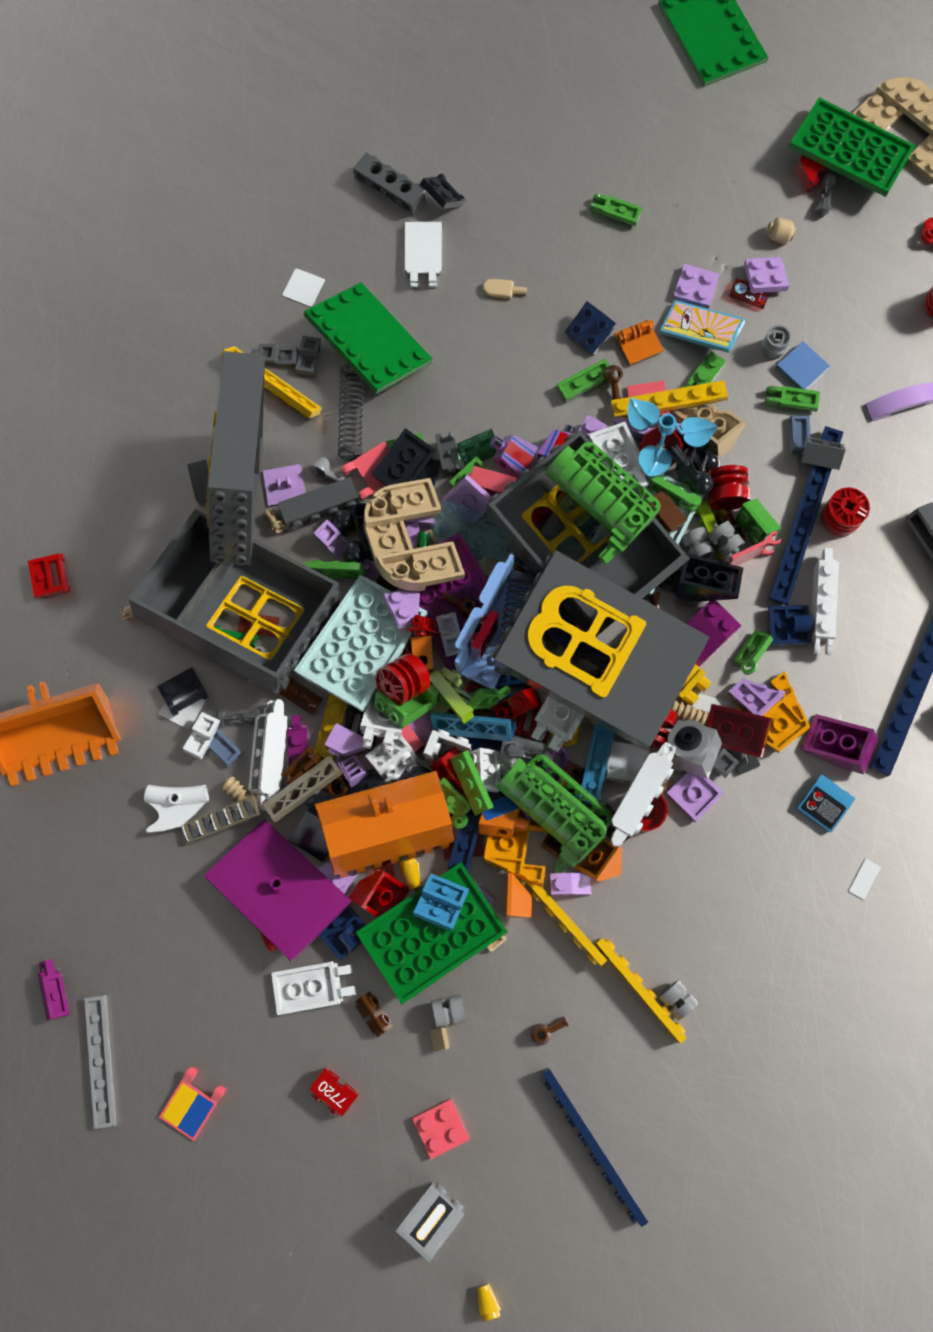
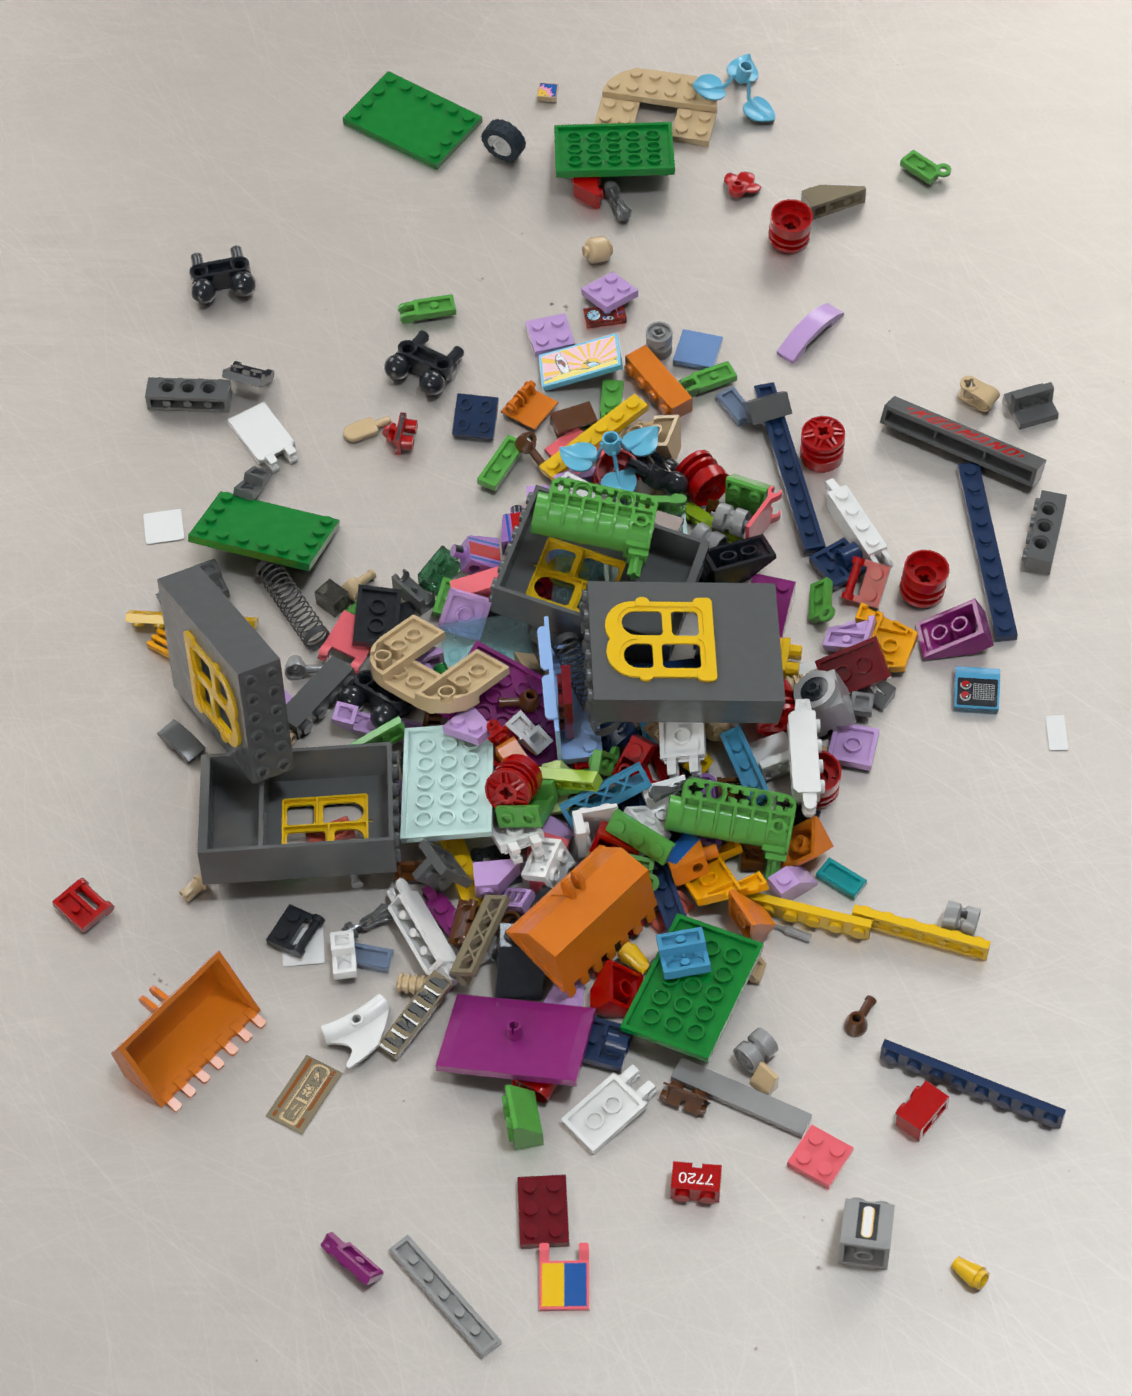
camera: 30 degrees left, 20 degrees down
(107, 829) = (304, 1094): none -> sticker
(211, 1039) = (543, 1211): none -> dark red plate
(241, 957) = (522, 1117): none -> bright green slope
(313, 711) = (440, 868): none -> dark grey bracket
(384, 424) = (332, 598): none -> clear smoke brick
(389, 289) = (254, 482): none -> dark grey slope
(408, 422) = (351, 584): none -> tan bar
(416, 1043) = (742, 1097): none -> light grey tile
(477, 89) = (220, 274): none -> black piece
(523, 307) = (399, 435): none -> red hips
(540, 1143) = (922, 1110): none -> red brick
(544, 923) = (796, 933): none -> light grey piece
(582, 257) = (431, 365): none -> black piece
(611, 902) = (841, 878): none -> teal tile
(664, 373) = (572, 418): none -> reddish brown hinge
(752, 379) = (658, 382): none -> orange brick
(769, 89) = (503, 140): none -> black wheel
(803, 662) = (873, 583): none -> plate
(835, 63) = (547, 92): none -> tile
(857, 682) = (924, 578): none -> red wheel

